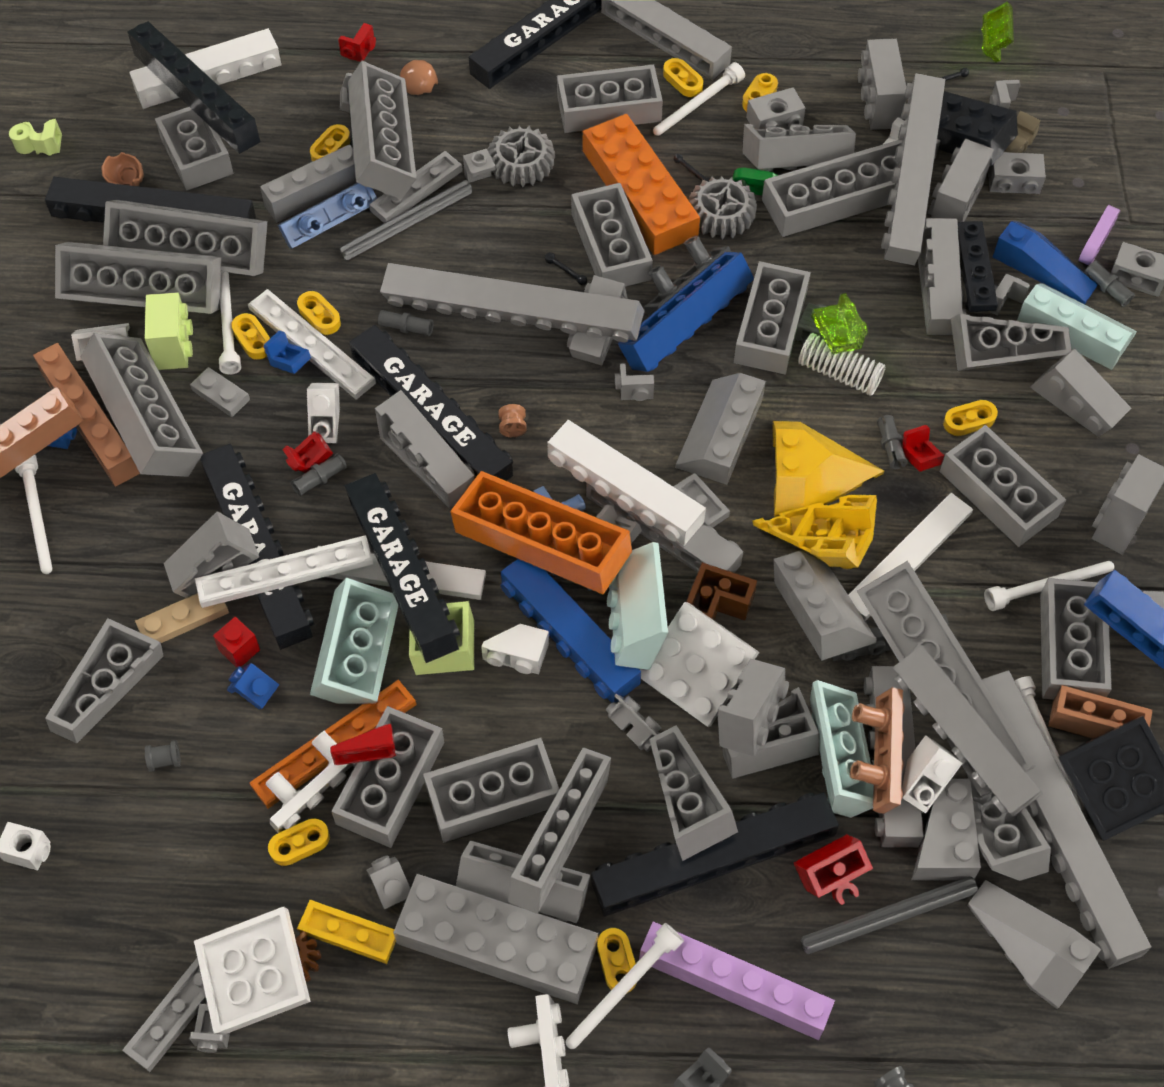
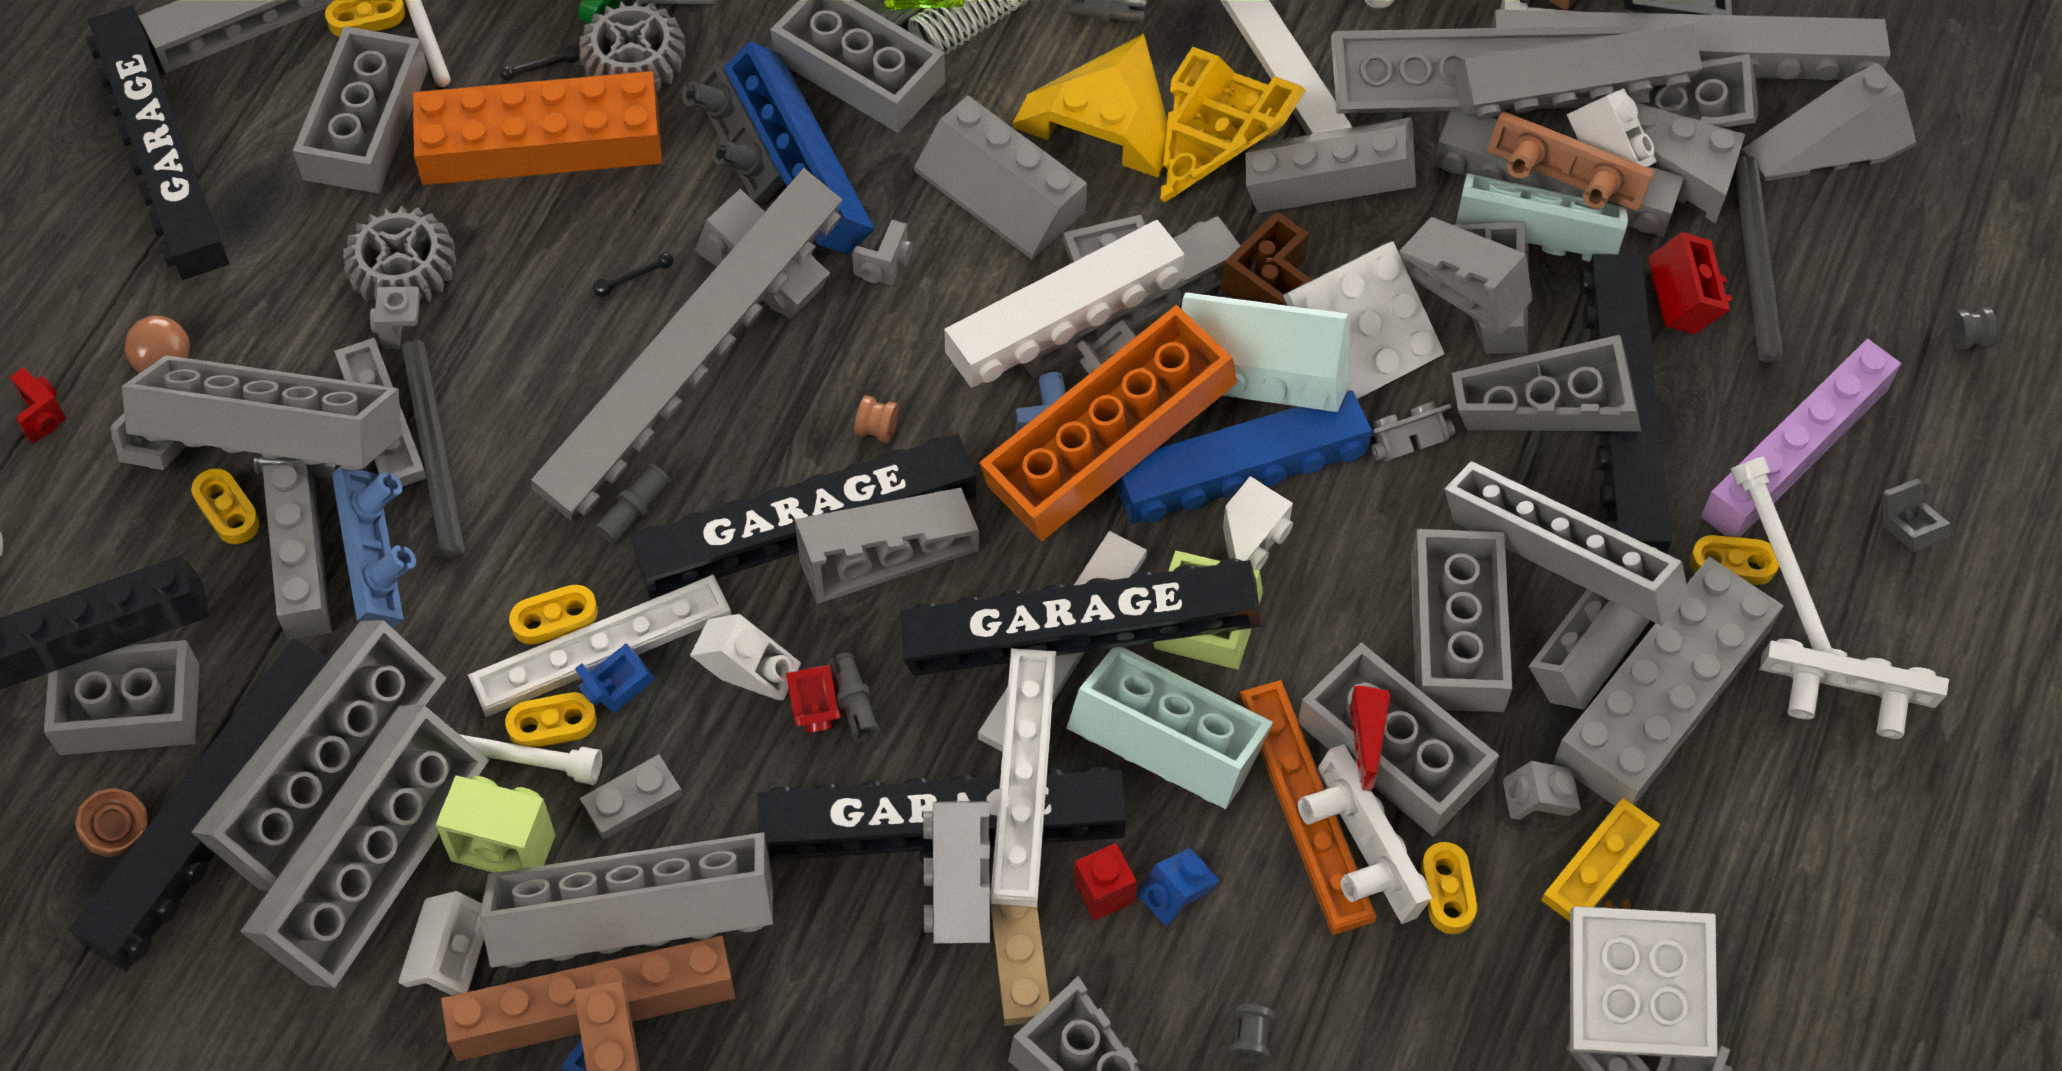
camera: 70 degrees left, 0 degrees up
(611, 235) = (620, 191): light grey brick -> none

